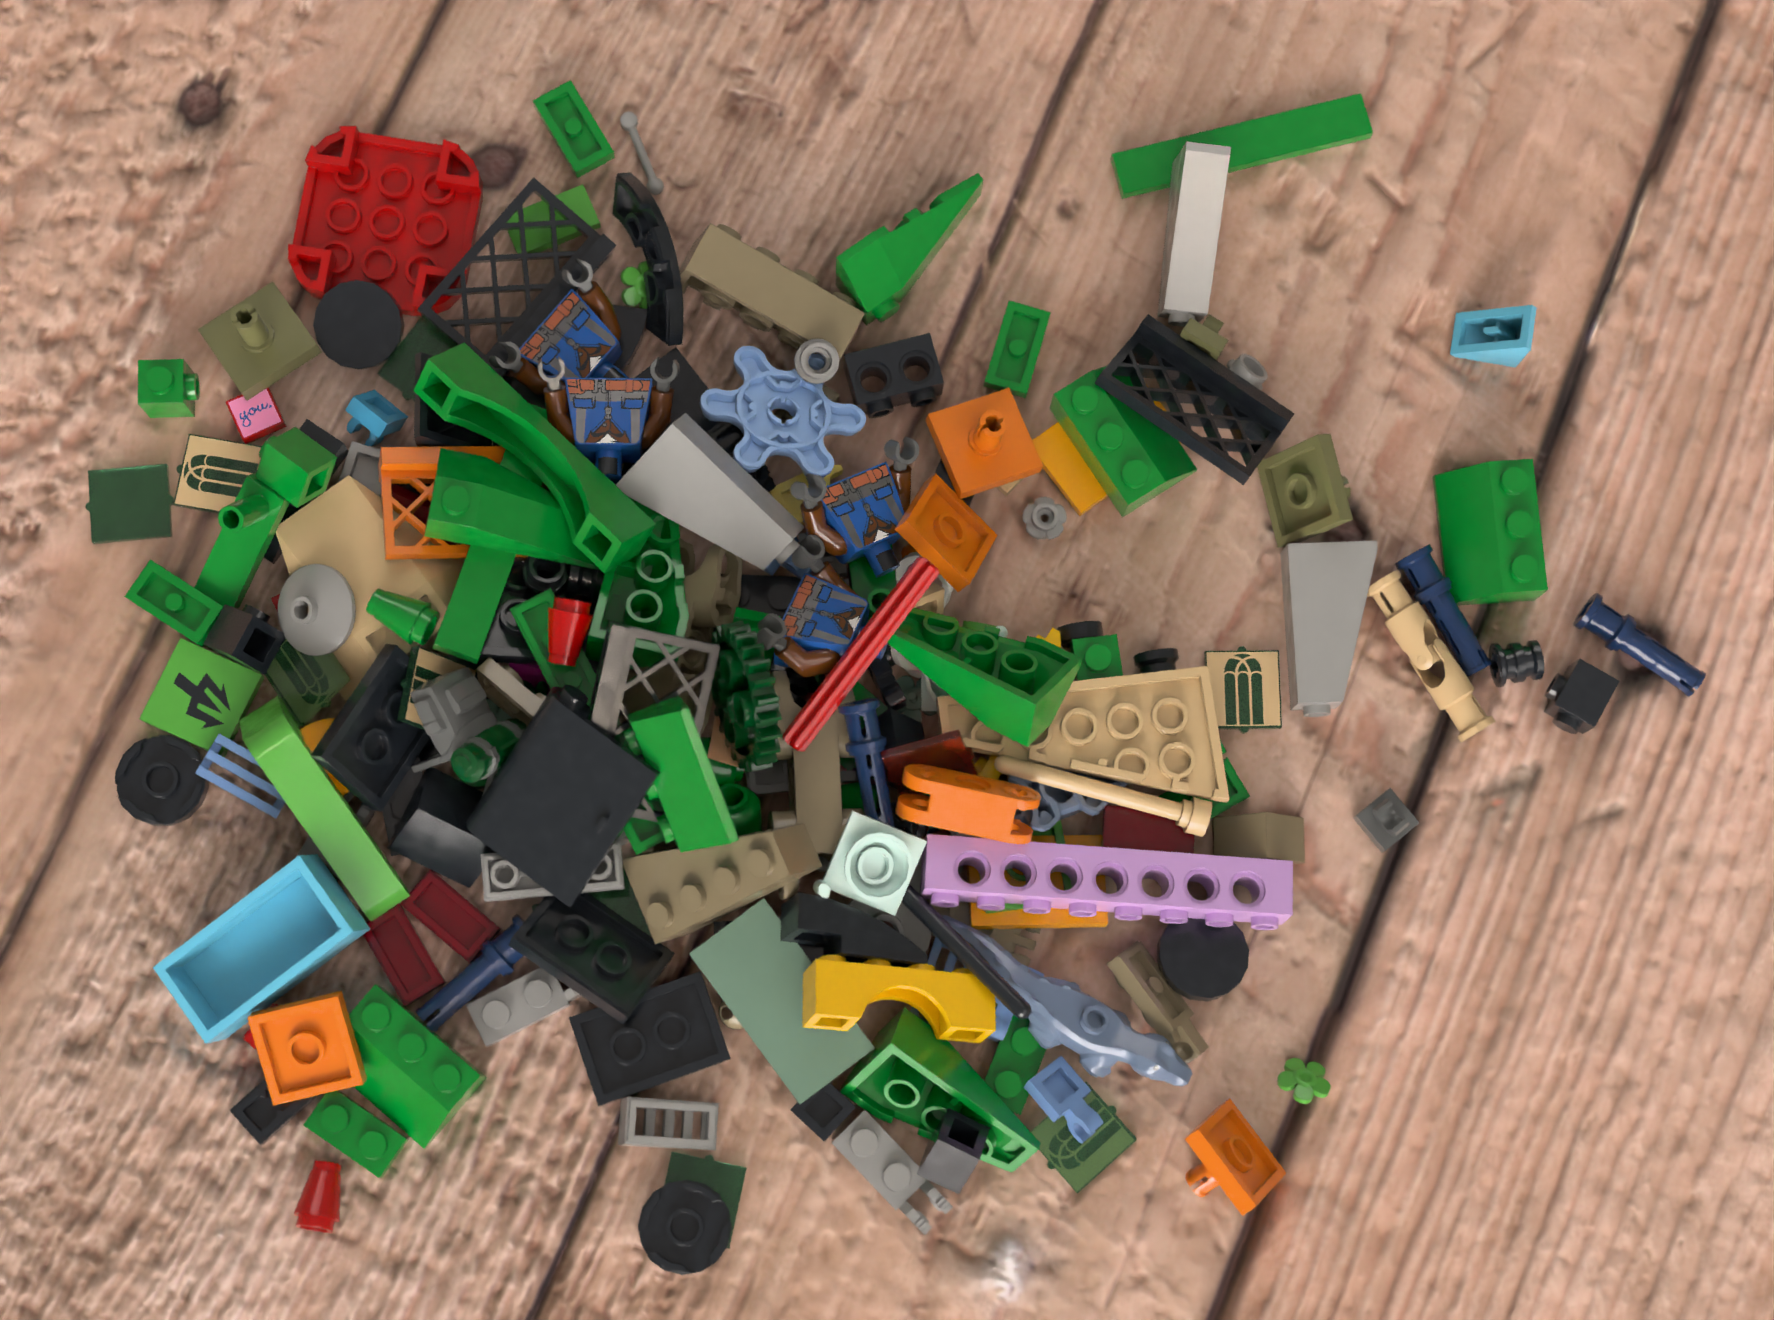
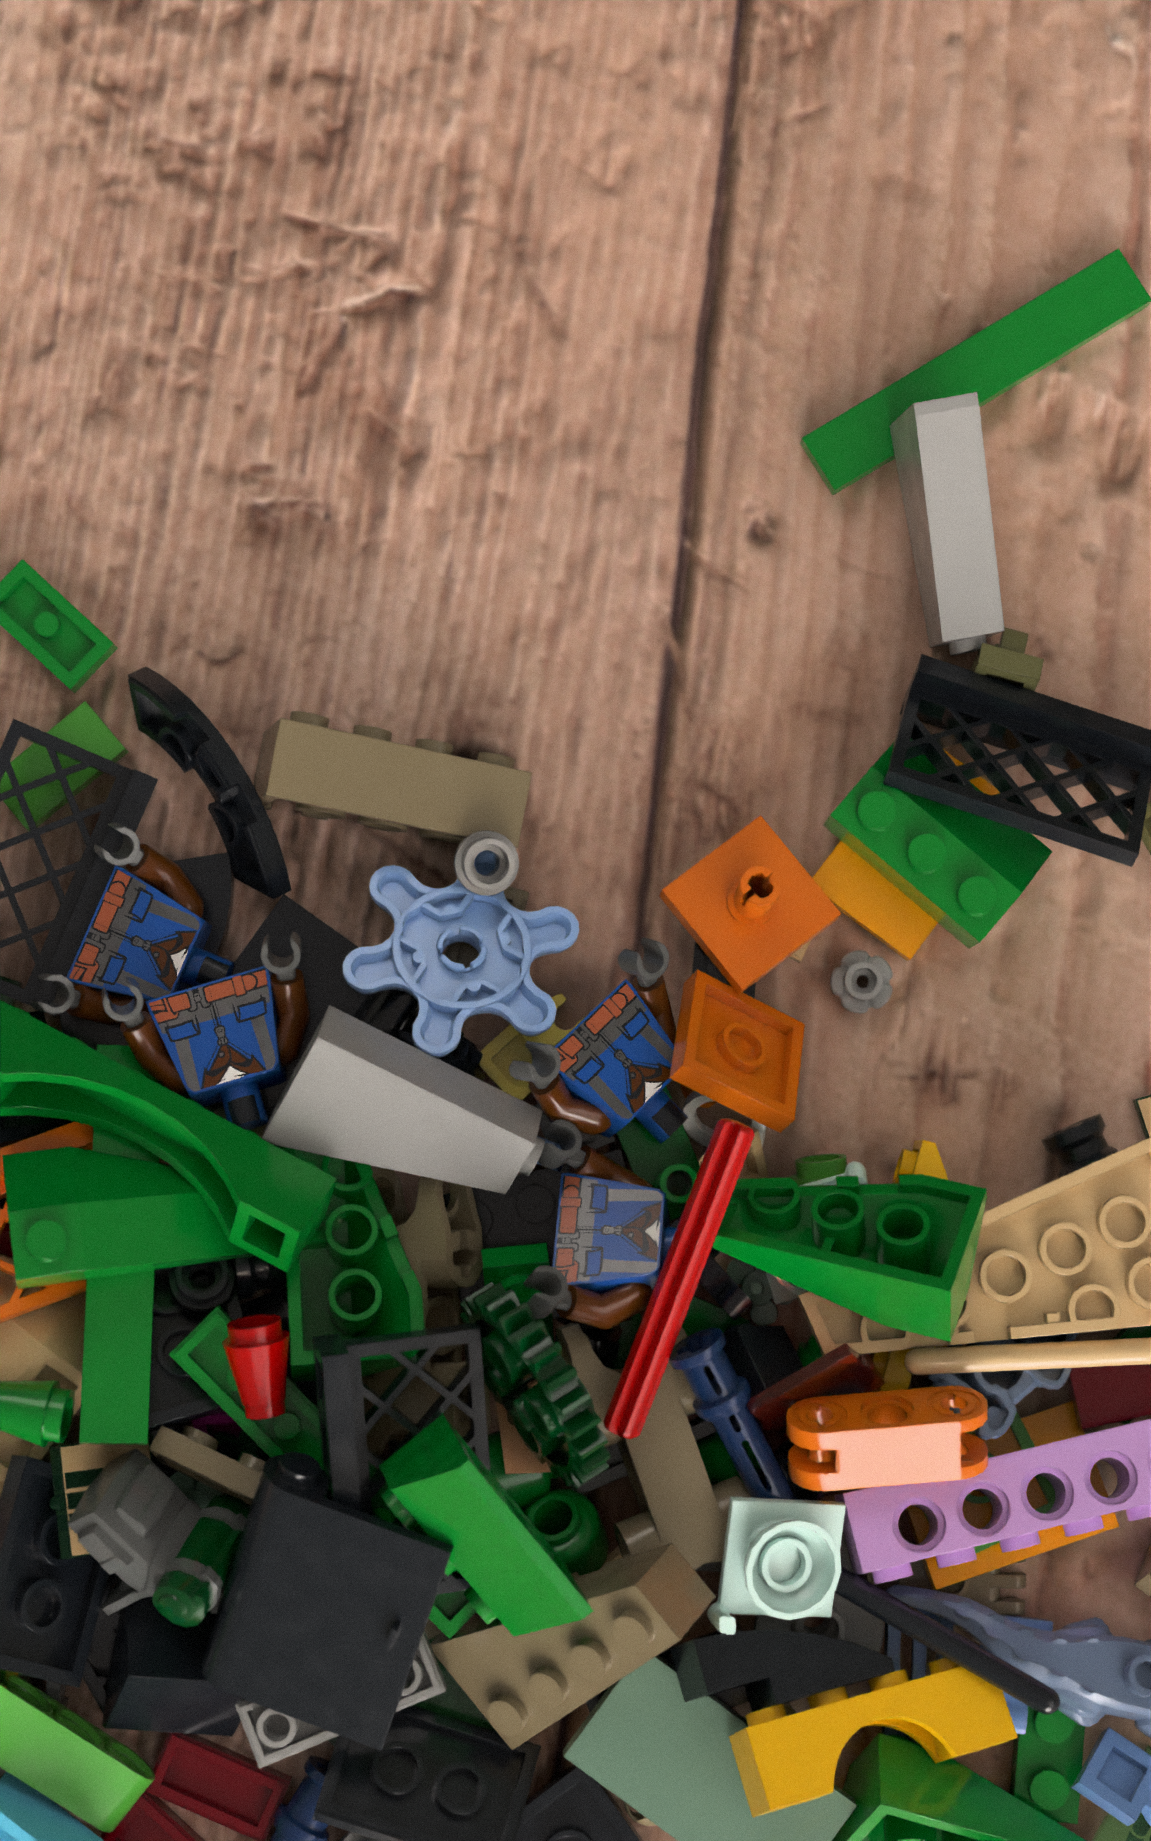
camera: 10 degrees left, 5 degrees up
(629, 123) = (123, 591): light grey hinge -> none
(636, 293) = (196, 814): bright green plant -> none
(888, 264) = (542, 694): green wedge -> none
(889, 364) = (586, 831): black brick -> none
(1017, 348) = (754, 754): green plate -> none
(1079, 630) = (961, 1131): black tile -> none
(1099, 657) = (995, 1163): green brick -> none
(1249, 369) = (1081, 689): light grey plate -> none

